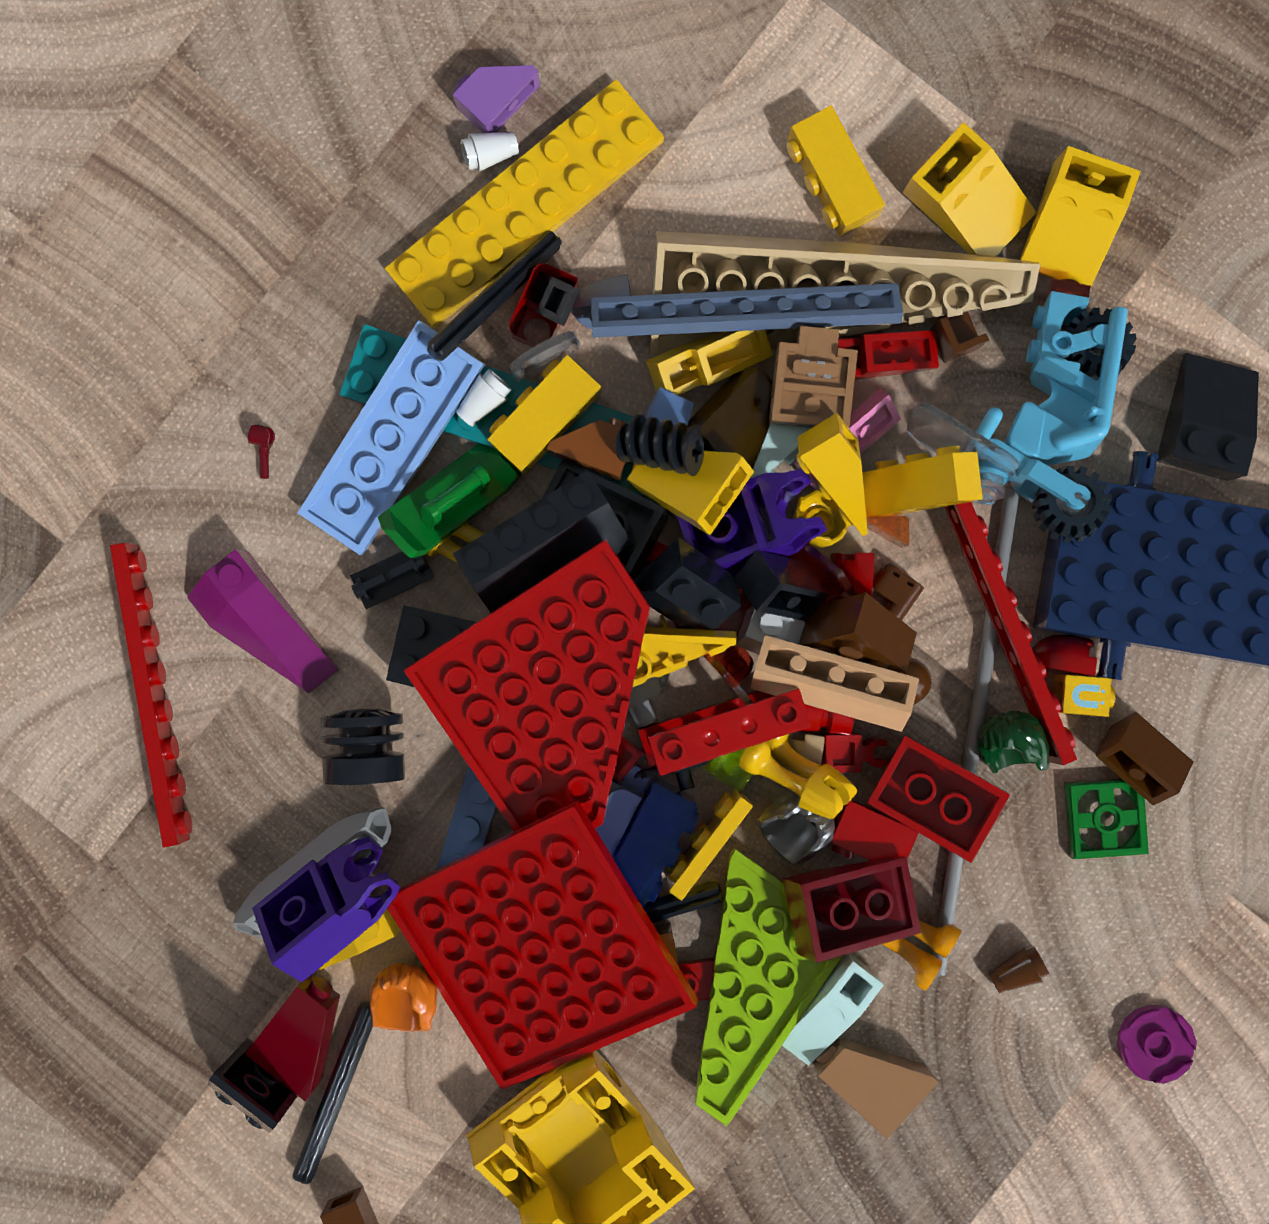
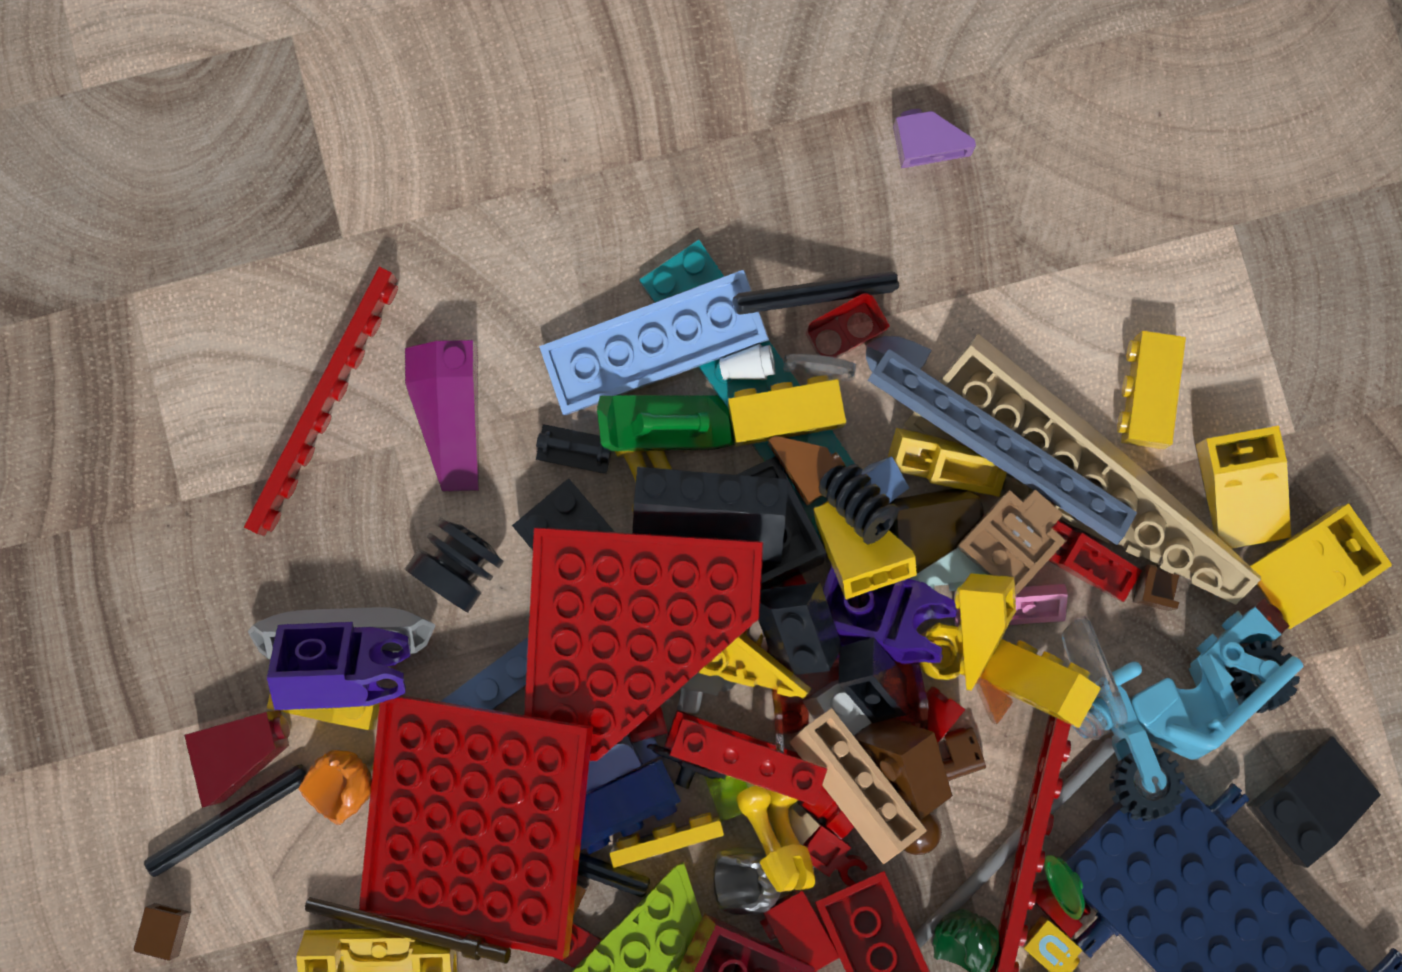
camera: 40 degrees right, 5 degrees down
(251, 1089) = (167, 767): black slope -> none
(262, 437) = (556, 270): dark red hand -> none
(488, 149) = (893, 176): white cone -> none
(524, 203) = (891, 238): yellow plate -> none
(552, 298) = (859, 327): black slope -> none
(610, 1052) = (469, 946): none -> dark brown bar
(1062, 638) = (1065, 886): none -> green piece

